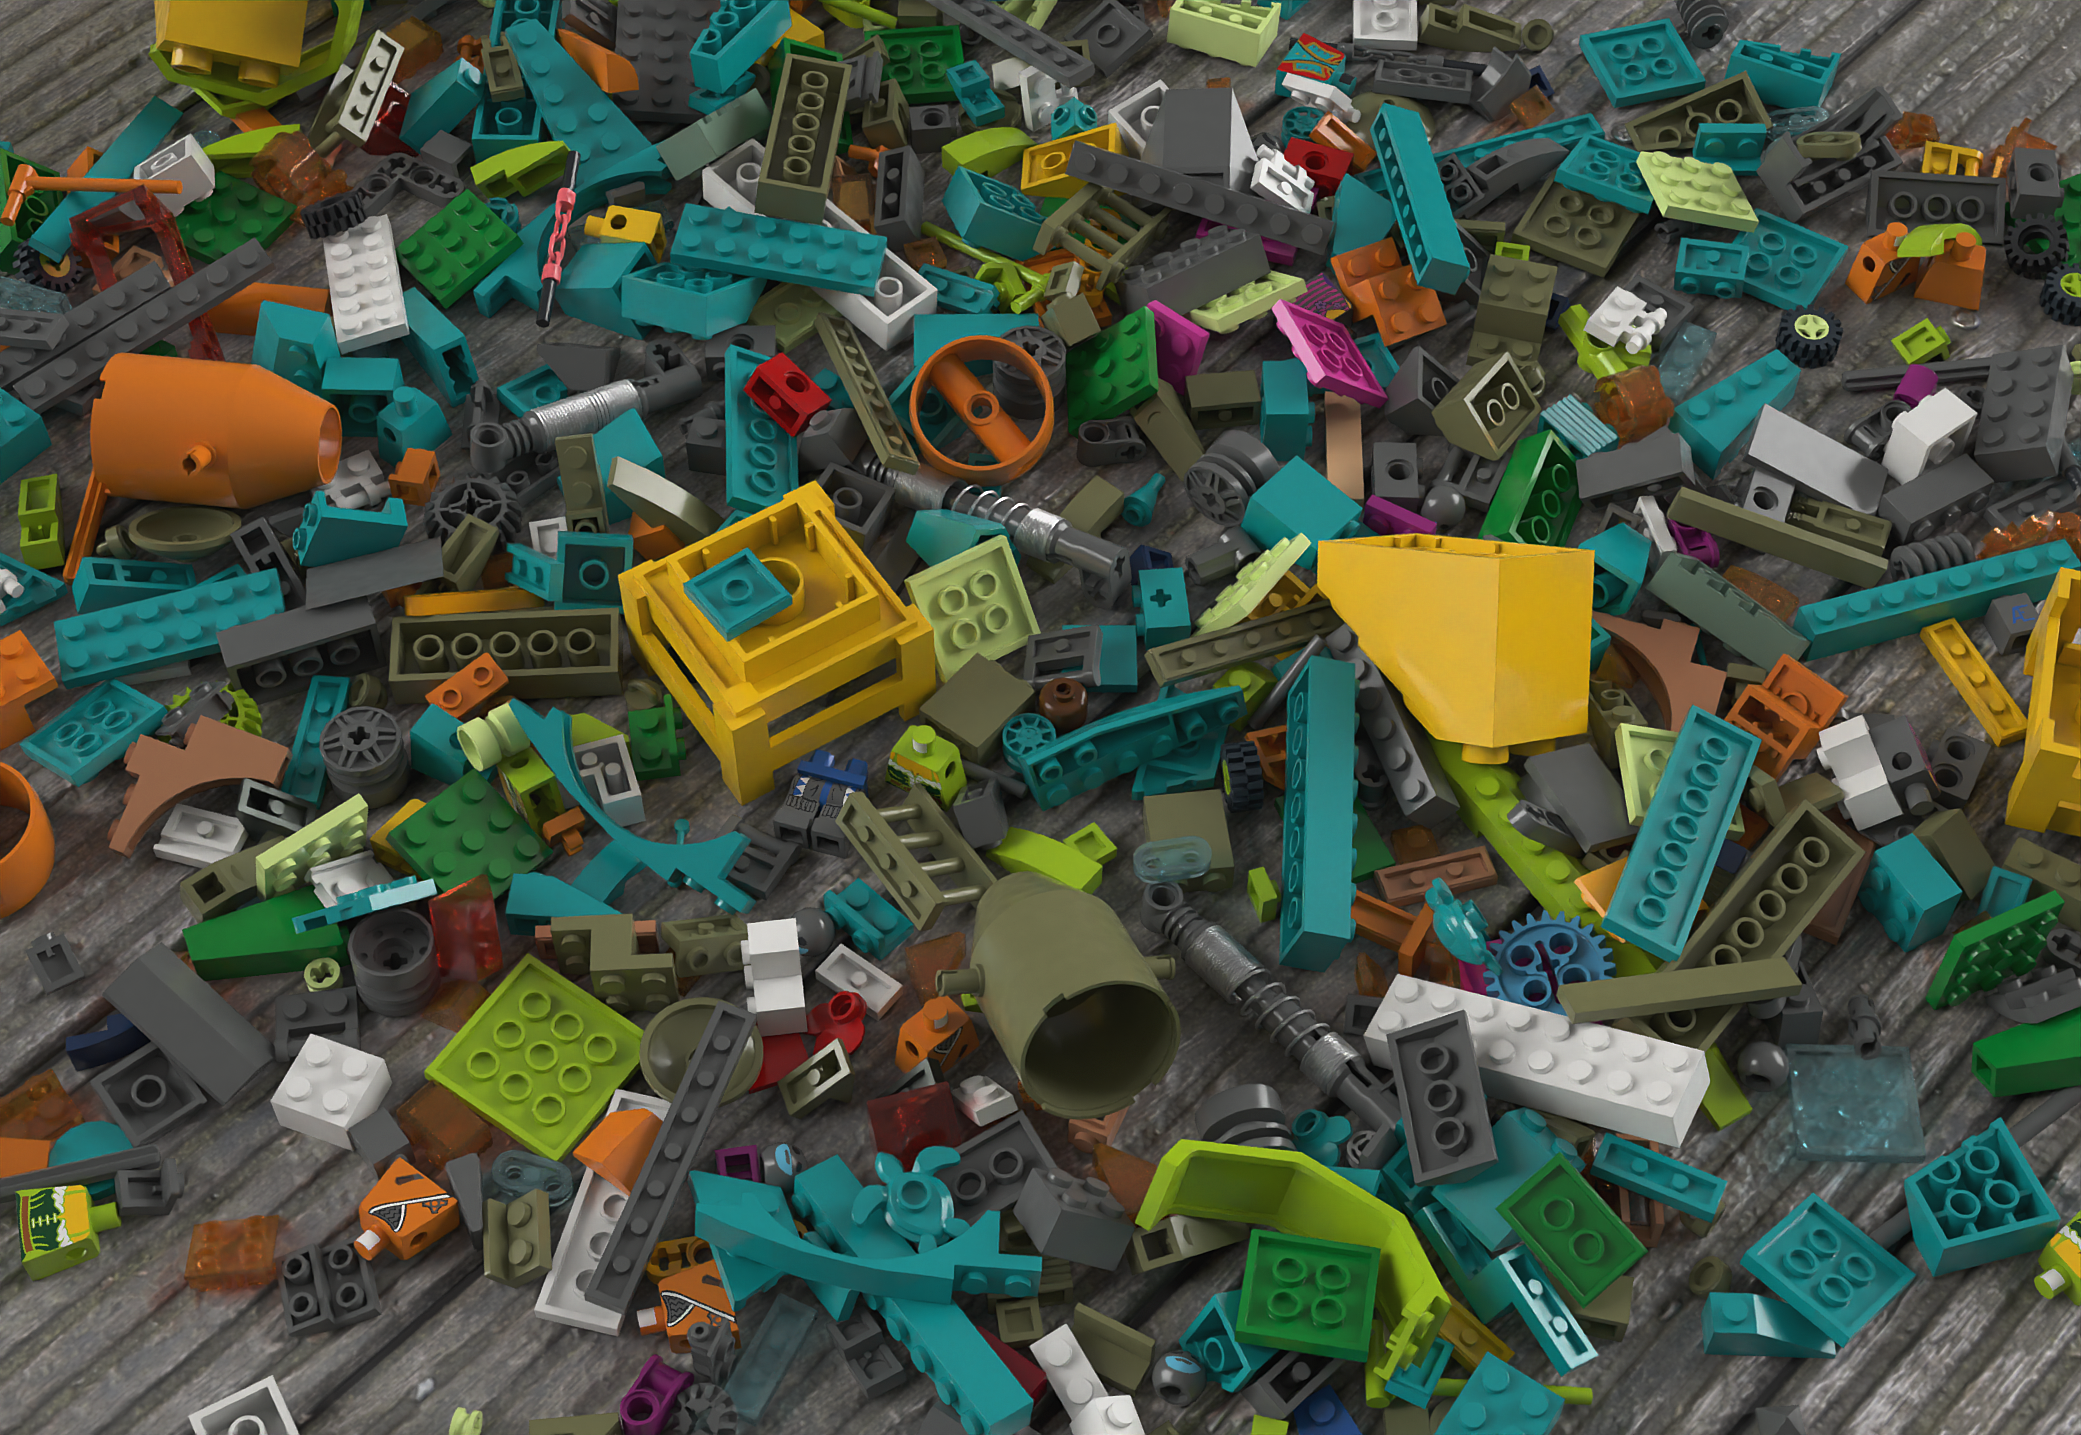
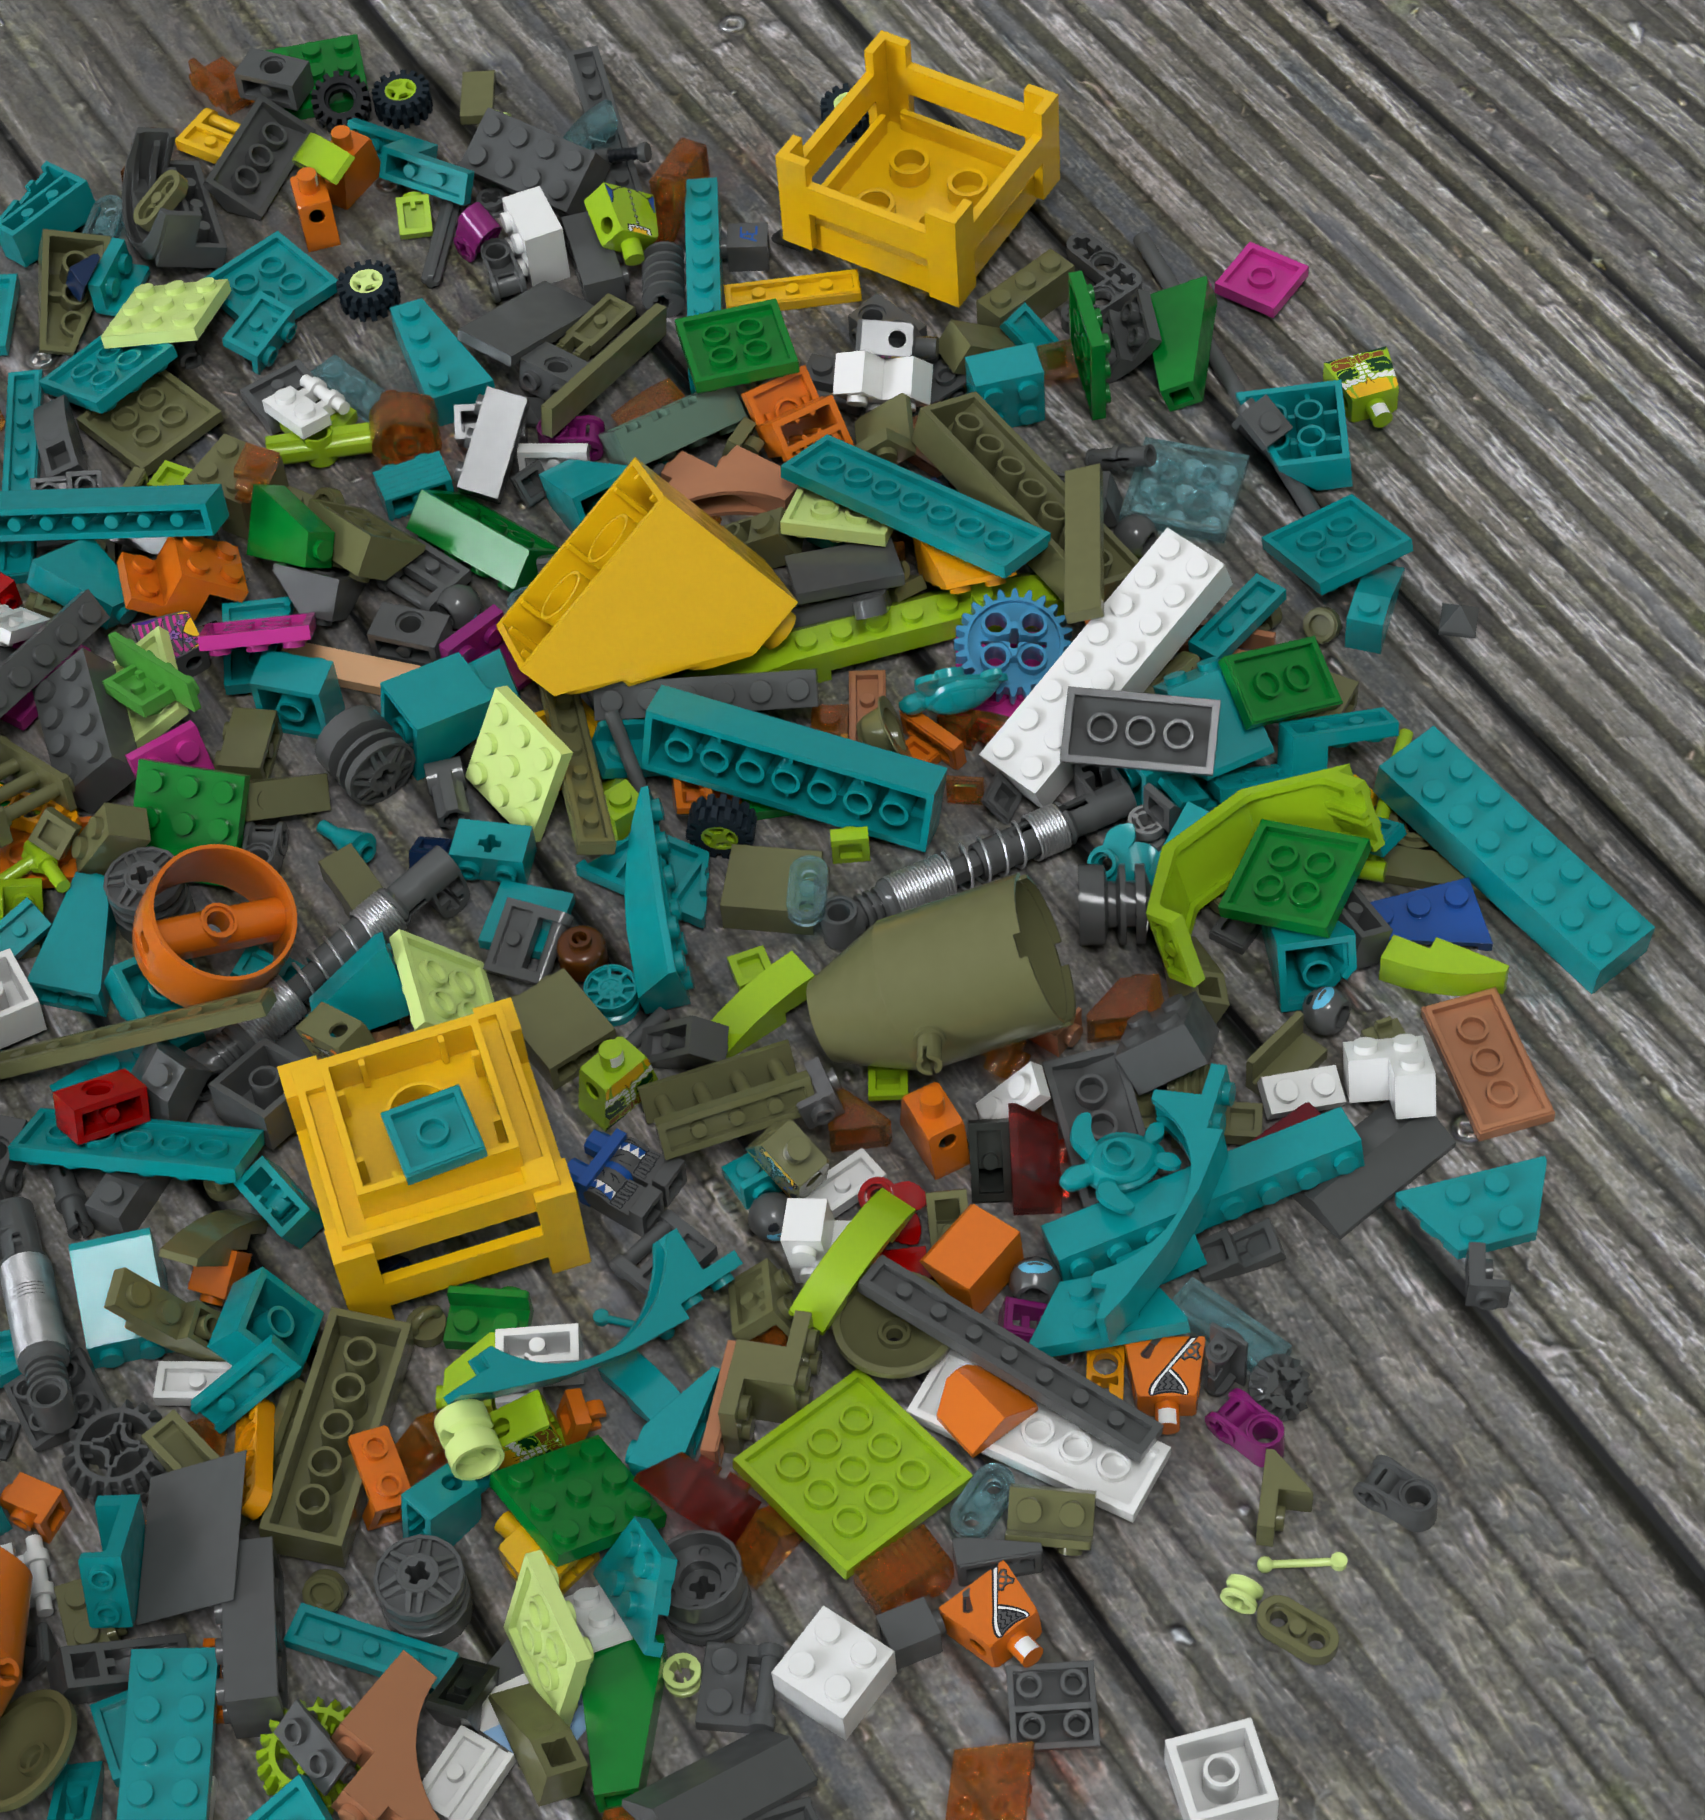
camera: 70 degrees left, 0 degrees up
(755, 991) = (851, 1257): none -> lime slope
(786, 1104) = (974, 1257): none -> orange slope
(847, 914) = (790, 1158): none -> olive torso
(888, 548) = (323, 1021): none -> olive torso
(935, 927) = (825, 1104): none -> flat silver bracket
(1233, 285) = (147, 681): none -> bright green bracket
(1393, 891) = (883, 729): none -> olive piece
(1465, 345) = (287, 529): none -> green slope
(1516, 295) = (254, 466): none -> clear orange plate
(1710, 114) = (80, 275): none -> dark blue slope
(1837, 629) = (736, 346): none -> green plate
(1953, 1145) = (1262, 421): none -> dark grey bracket
(1976, 500) = (623, 220): none -> lime torso
(1983, 317) = (415, 163): none -> teal bracket

